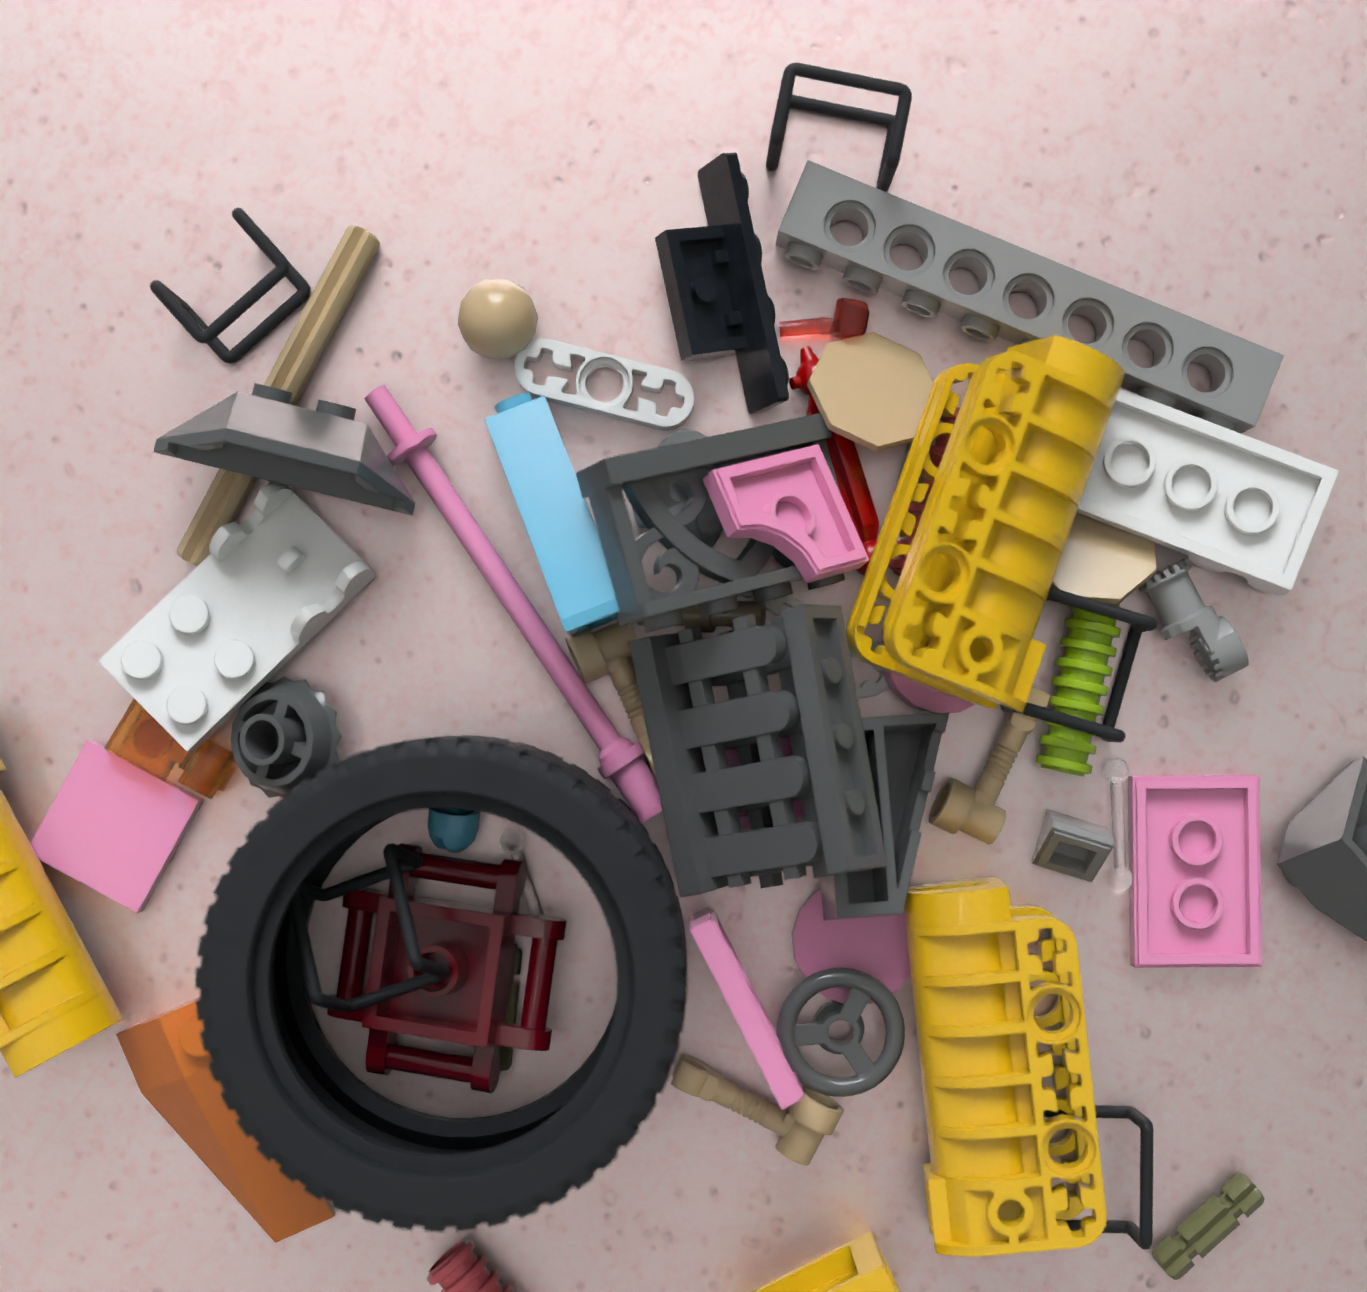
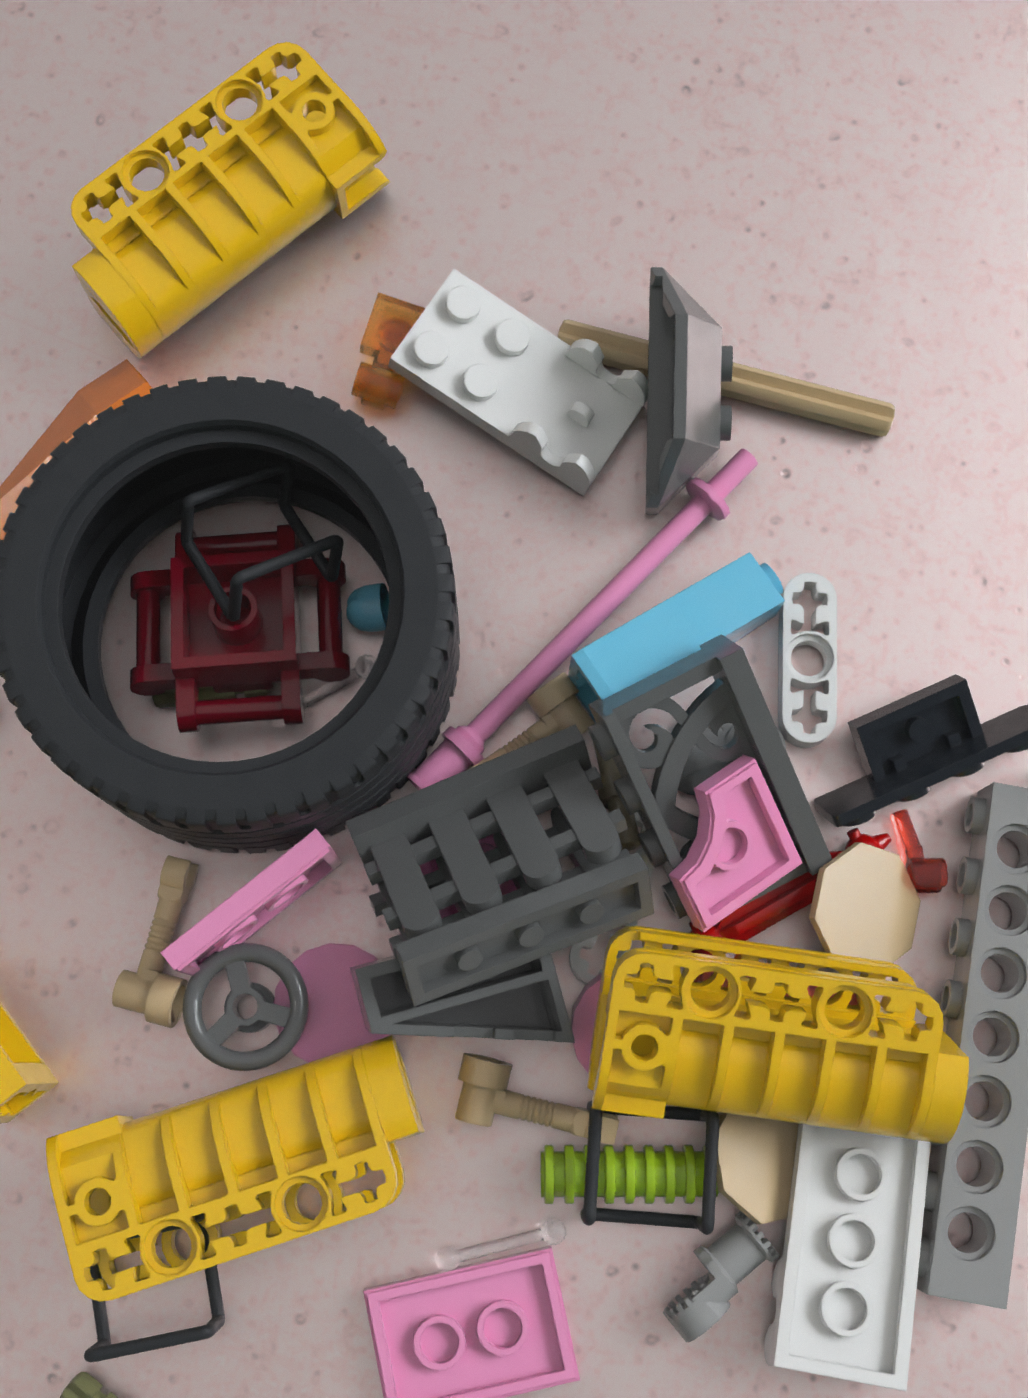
camera: 80 degrees right, 10 degrees down
(114, 826) = (310, 320): bright pink tile -> none
(208, 334) = (851, 338): black piece -> none
(284, 736) = (429, 437): dark grey piece -> none
(497, 318) = (843, 548): tan piece -> none
(1072, 846) = (470, 1202): light grey slope -> none

